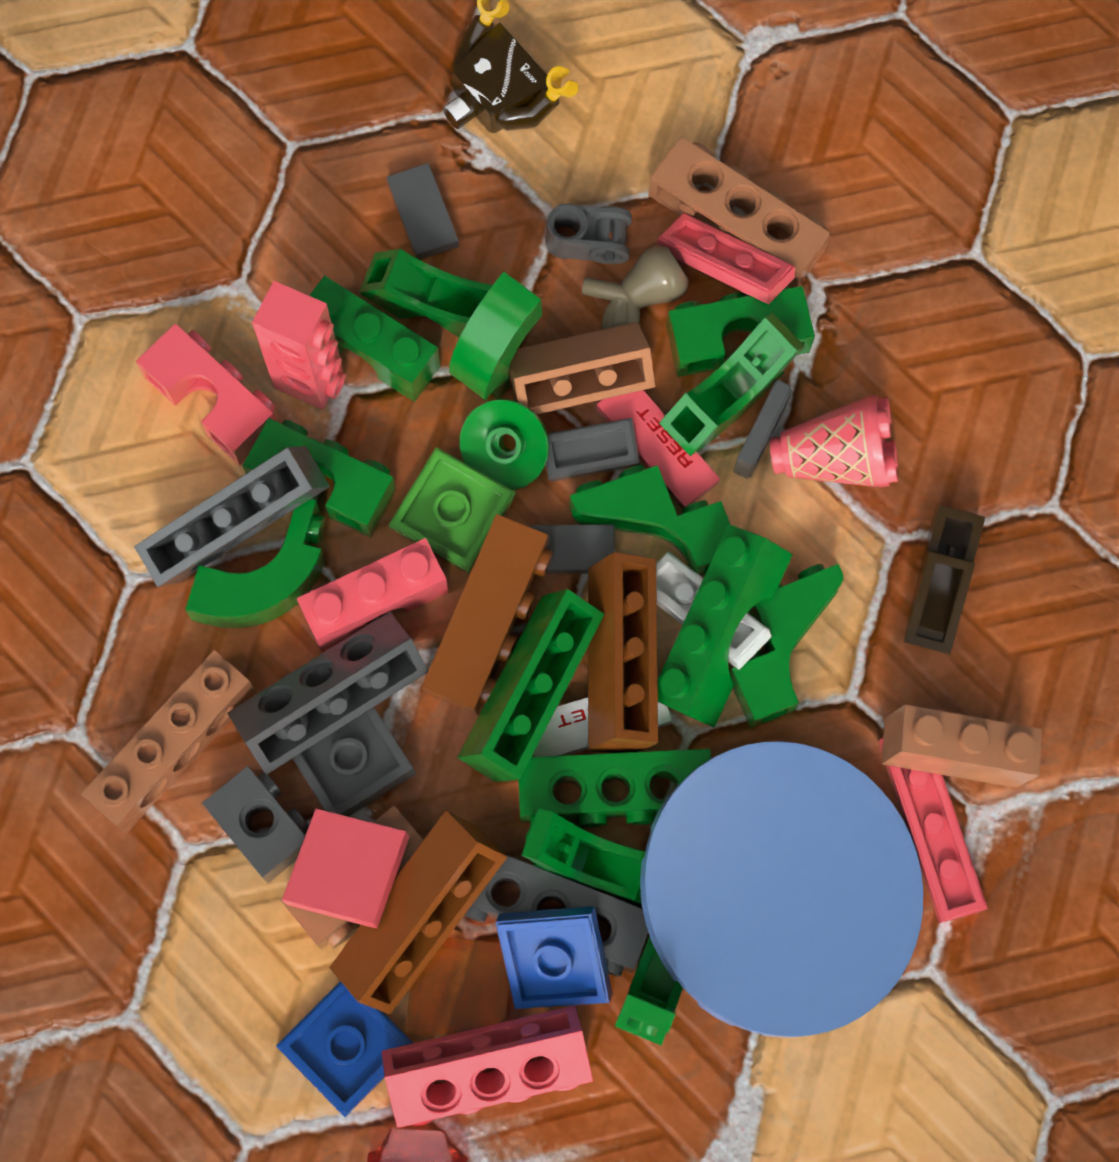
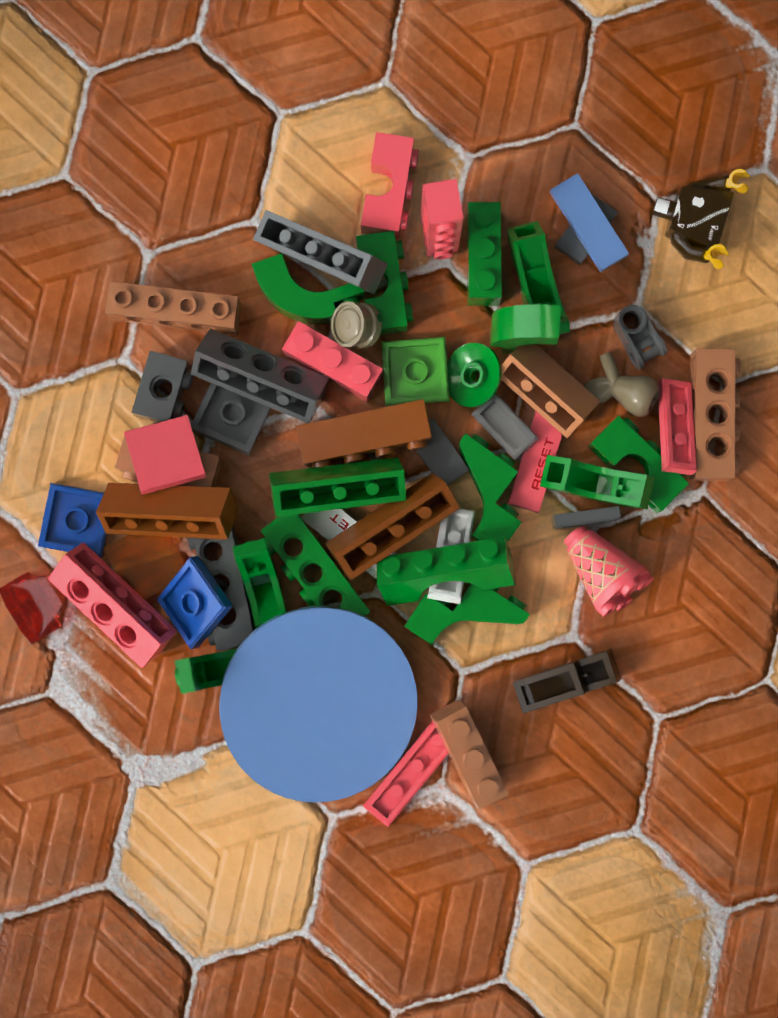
camera: 60 degrees right, 10 degrees up
(350, 534) = (355, 325): none -> dark tan wheel
(418, 199) = (589, 222): none -> medium blue tile

